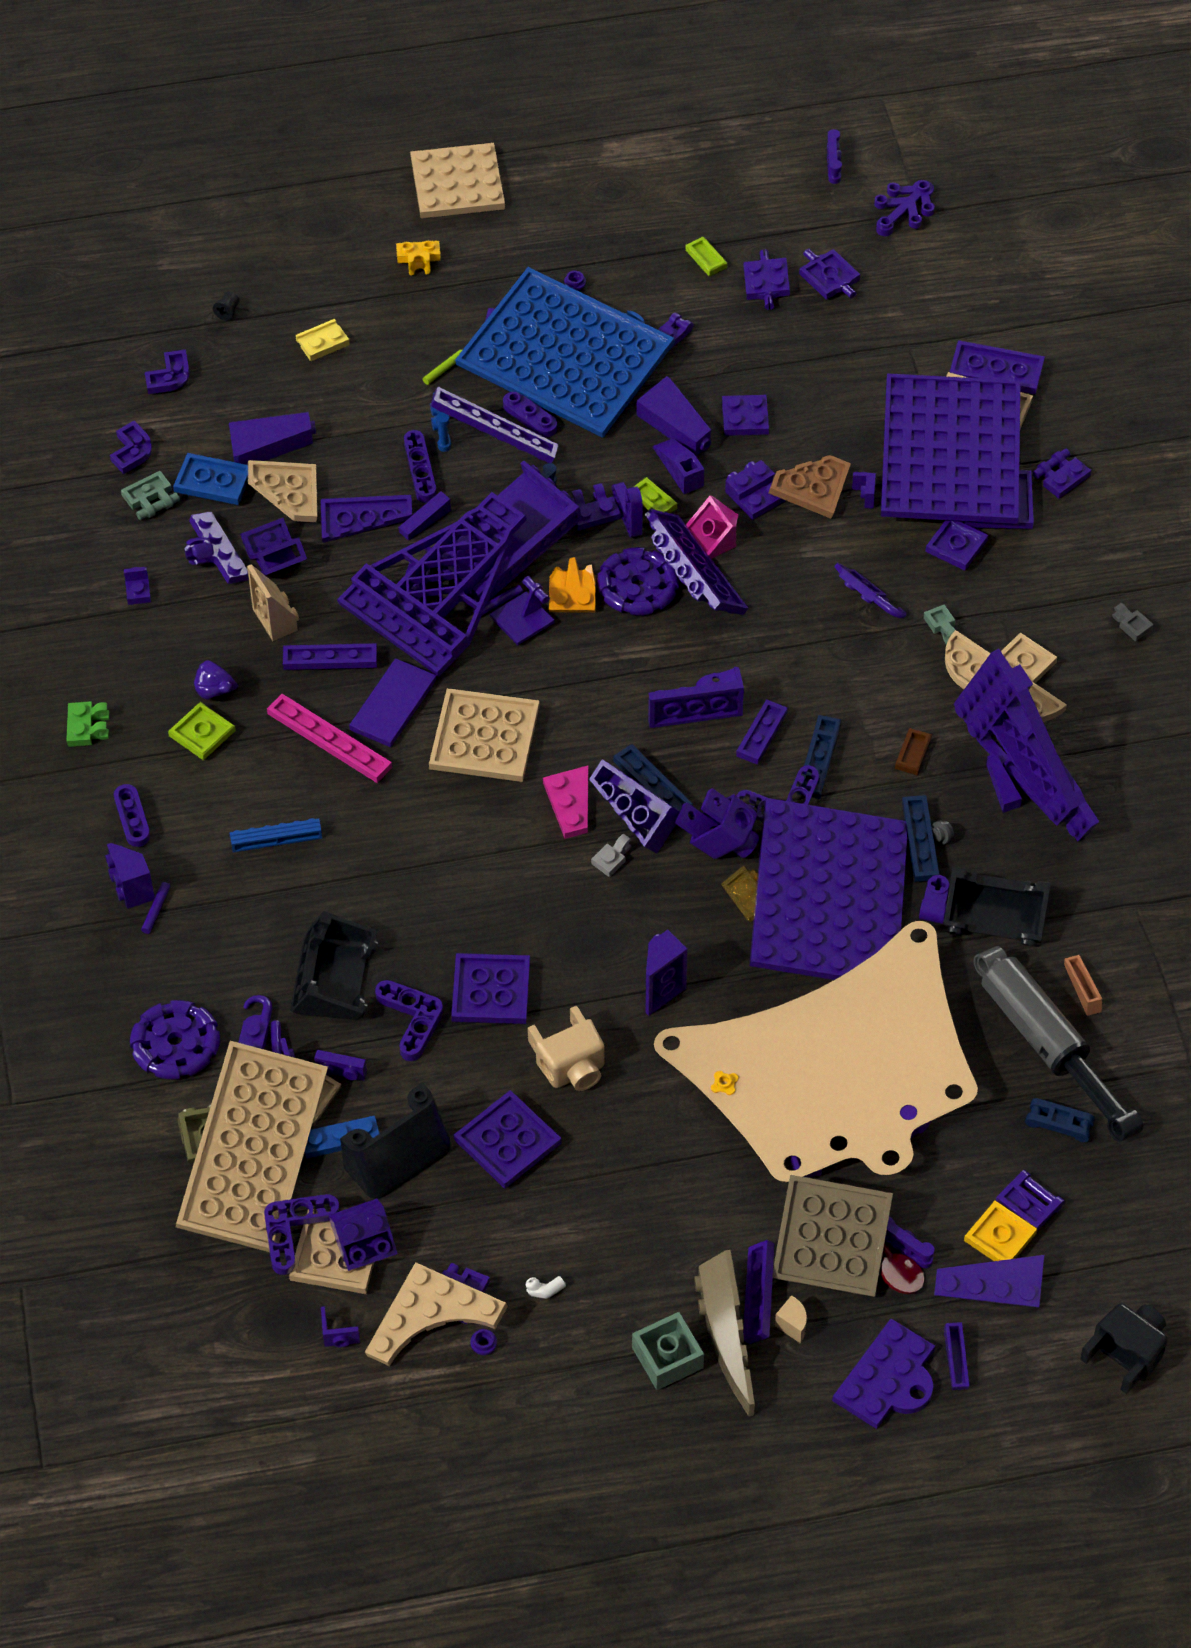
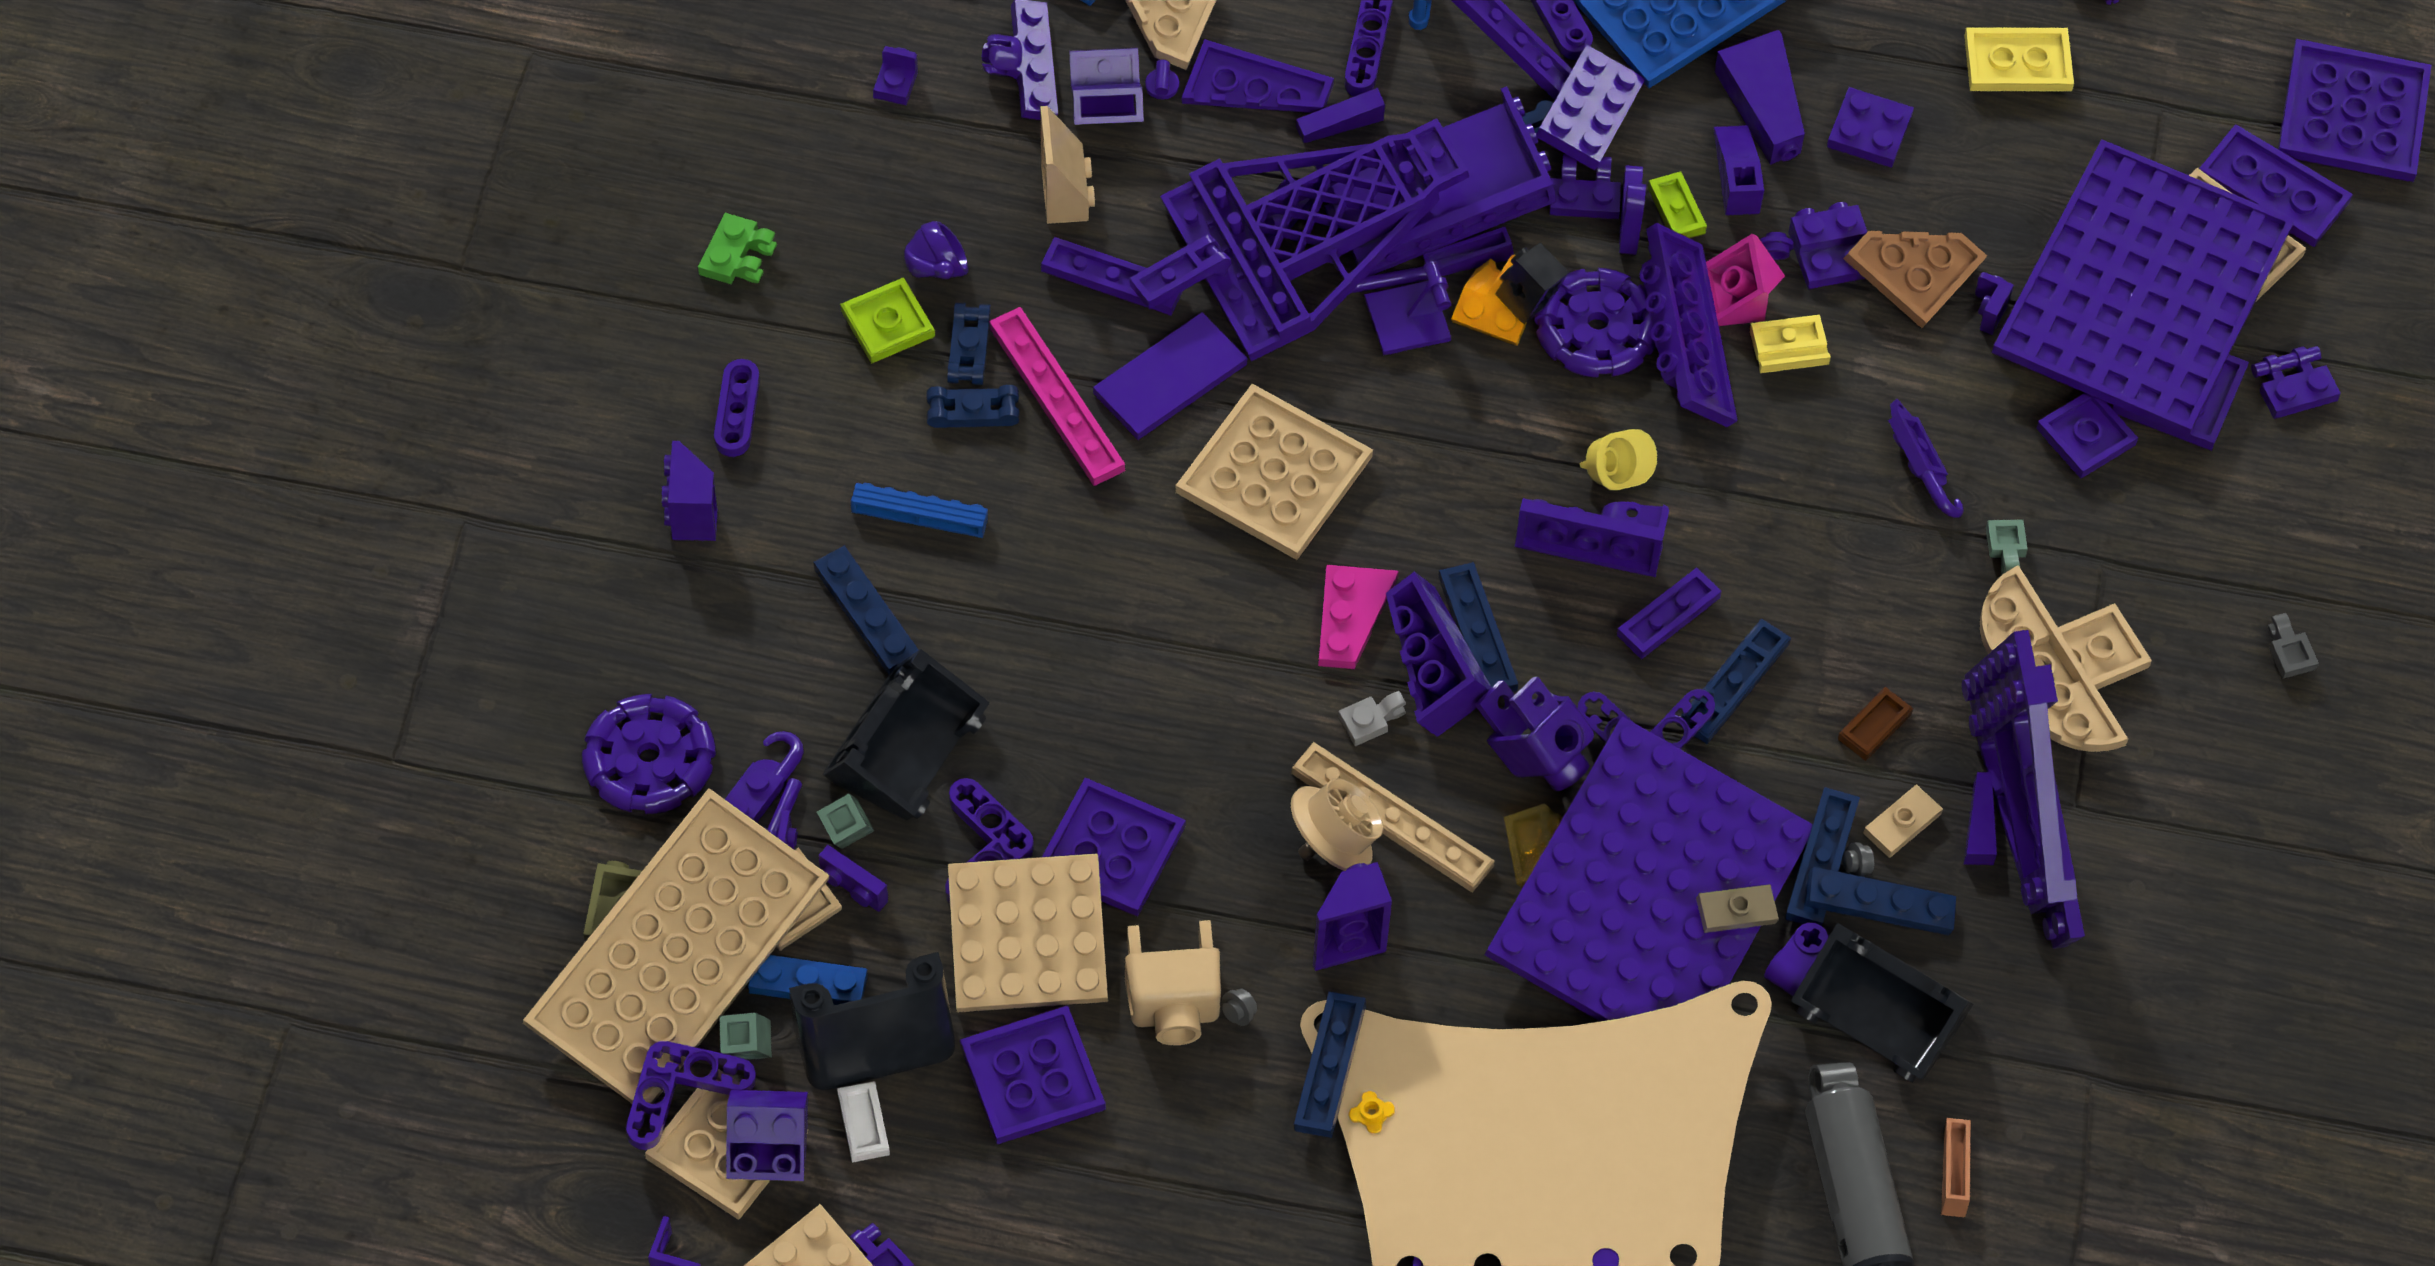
camera: 20 degrees right, 5 degrees up
(155, 908) = (718, 545): dark purple piece -> none
(259, 727) = (969, 344): none -> dark blue plate
(270, 905) = (865, 608): none -> dark blue plate
(279, 763) = (972, 407): none -> dark blue plate
(305, 532) = (1162, 82): none -> dark purple plate
(320, 1032) = (845, 821): none -> sand green brick
(320, 1181) = (746, 1036): none -> sand green brick
(372, 638) = (1179, 271): none -> dark purple plate
(415, 1206) = (863, 1121): none -> white tile
(465, 1056) = (1027, 933): none -> tan plate
(543, 566) = (1472, 252): none -> dark purple piece
(575, 458) = (1590, 107): none -> plate
(592, 567) = (1531, 282): none -> black brick
(615, 1052) = (1239, 1006): none -> dark grey plate
(625, 921) = (1336, 823): none -> tan piece
(653, 909) = (1401, 821): none -> tan tile
(687, 1064) = (1330, 1064): none -> dark blue plate
(691, 653) = (1621, 459): none -> light yellow piece
(725, 498) = (1777, 245): none -> dark purple plate
(758, 553) = (1789, 343): none -> light yellow plate
(814, 347) = (2019, 59): none -> light yellow plate
(886, 883) = (1737, 908): none -> dark tan plate
(956, 800) = (1903, 821): none -> tan plate
(967, 849) = (1881, 901): none -> dark blue plate
(1022, 309) = (2354, 110): none -> dark purple plate

